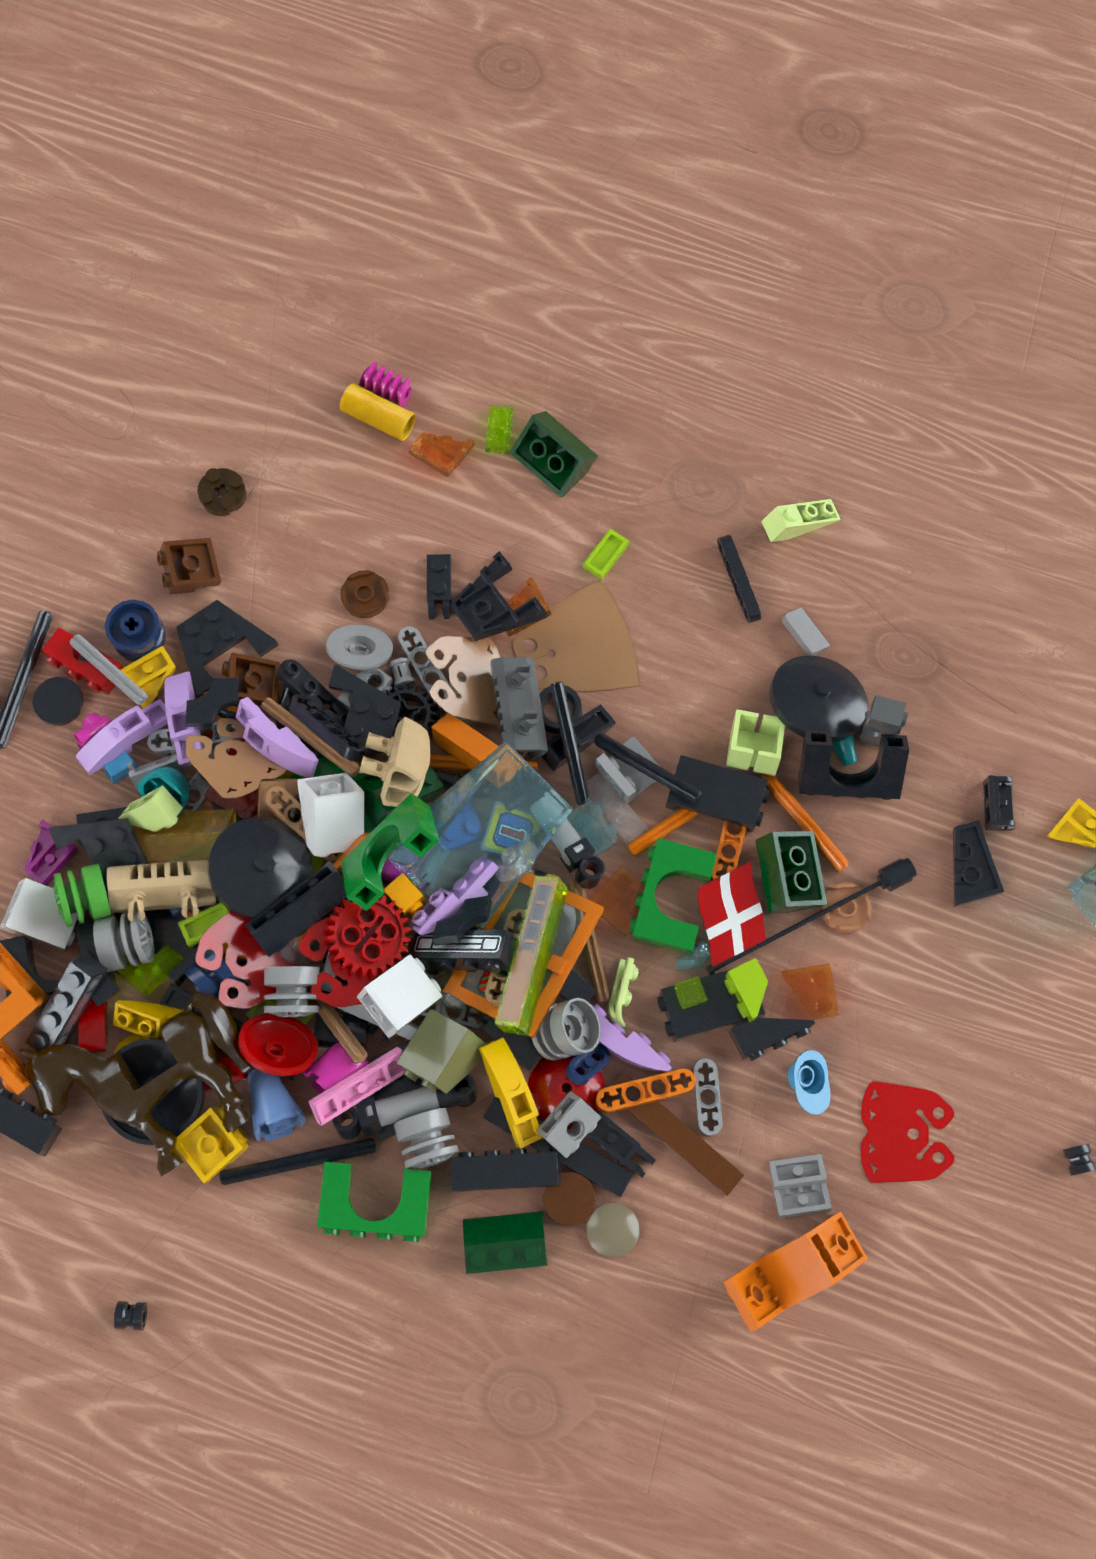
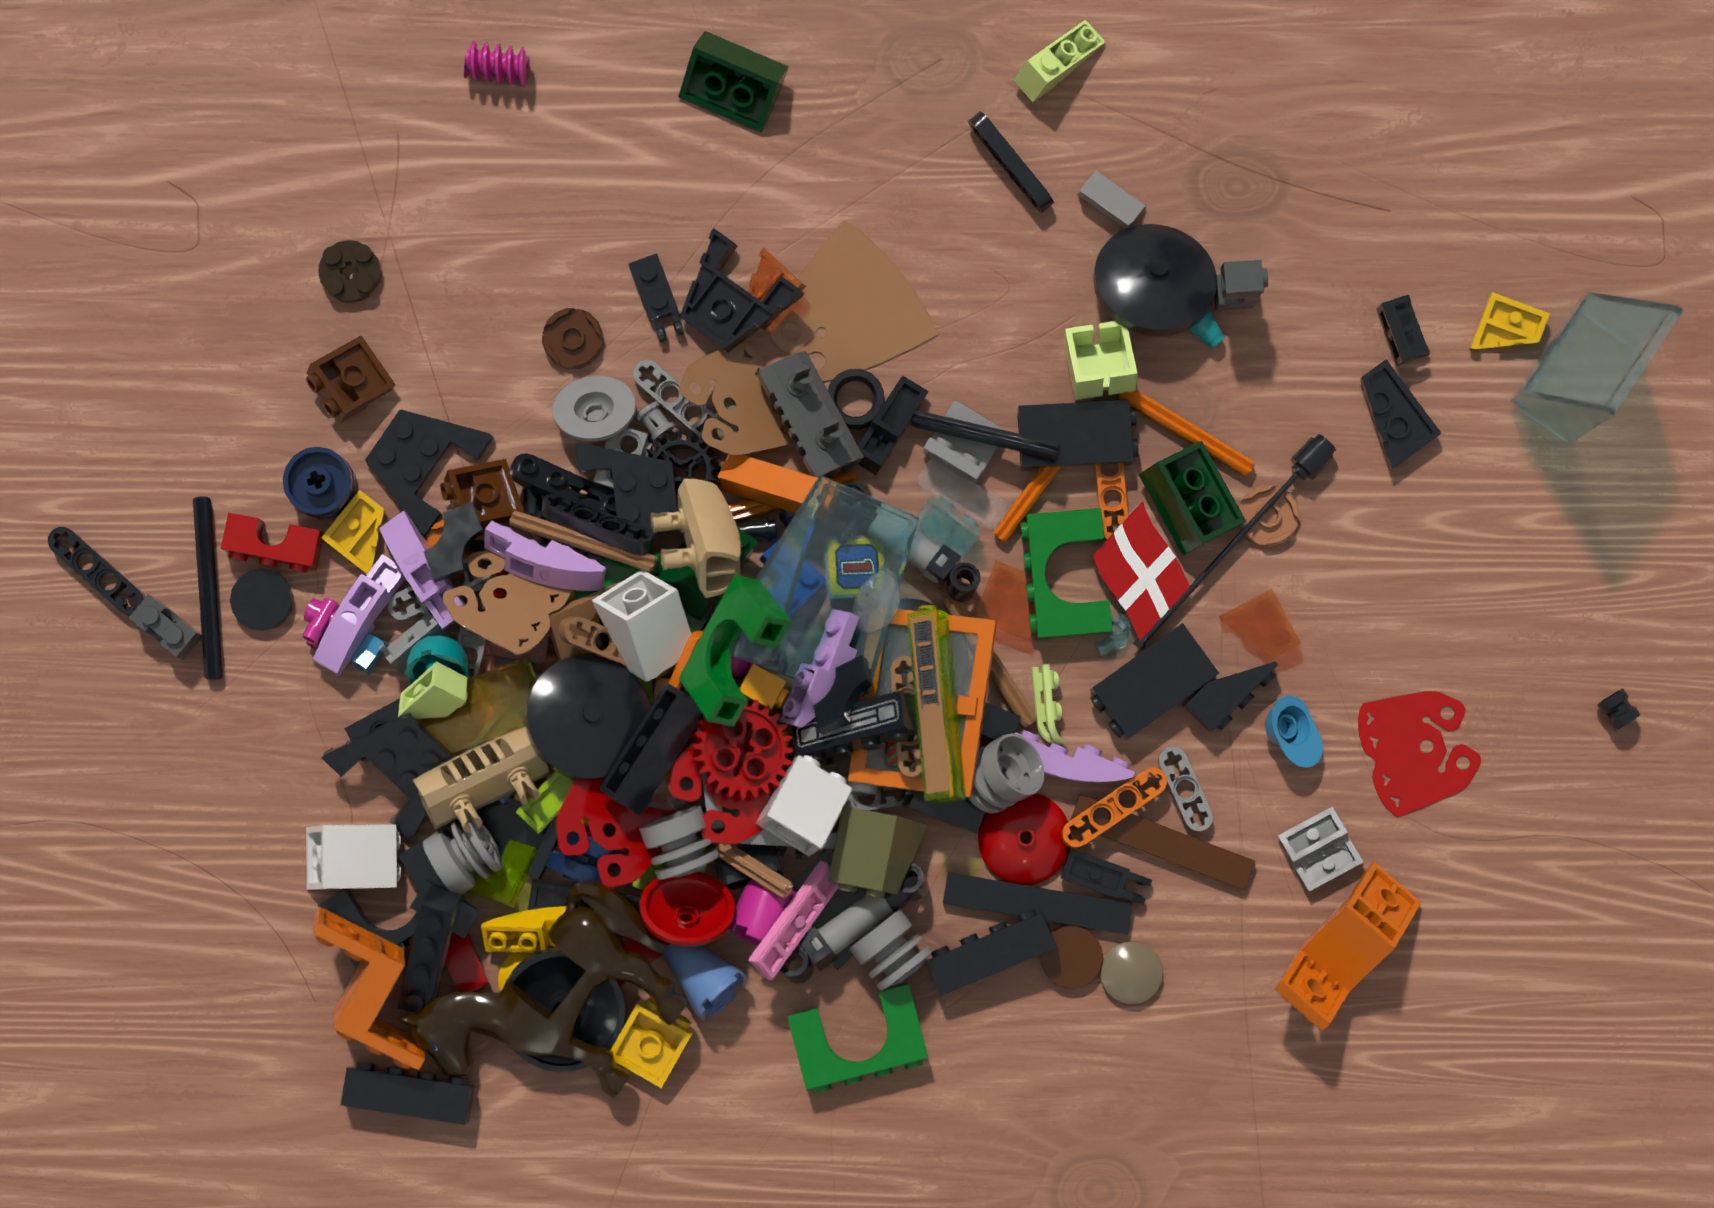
camera: 20 degrees left, 10 degrees up
(46, 858) = (327, 789): magenta wing -> none
(82, 895) = (397, 821): bright green wheel -> none
(108, 669) = (311, 544): light grey axle -> none
(297, 1161) = (754, 1026): black axle -> none
(380, 413) = (511, 106): yellow piece -> none
(440, 452) = (595, 127): clear orange wing -> none
(499, 429) = (655, 72): clear neon green tile -> none
(504, 1242) = (1018, 1030): dark green slope -> none
(512, 1091) = (968, 864): yellow slope -> none
(555, 1126) = (1030, 884): light grey brick -> none
(569, 742) = (885, 438): black axle -> none
(587, 1066) = (1040, 804): dark blue plate -> none
(605, 554) = (841, 186): lime tile -> none
(690, 992) = (1126, 681): clear neon green tile -> none
(749, 986) = (1191, 651): lime slope -> none
(880, 780) = (1257, 354): black arch -> none

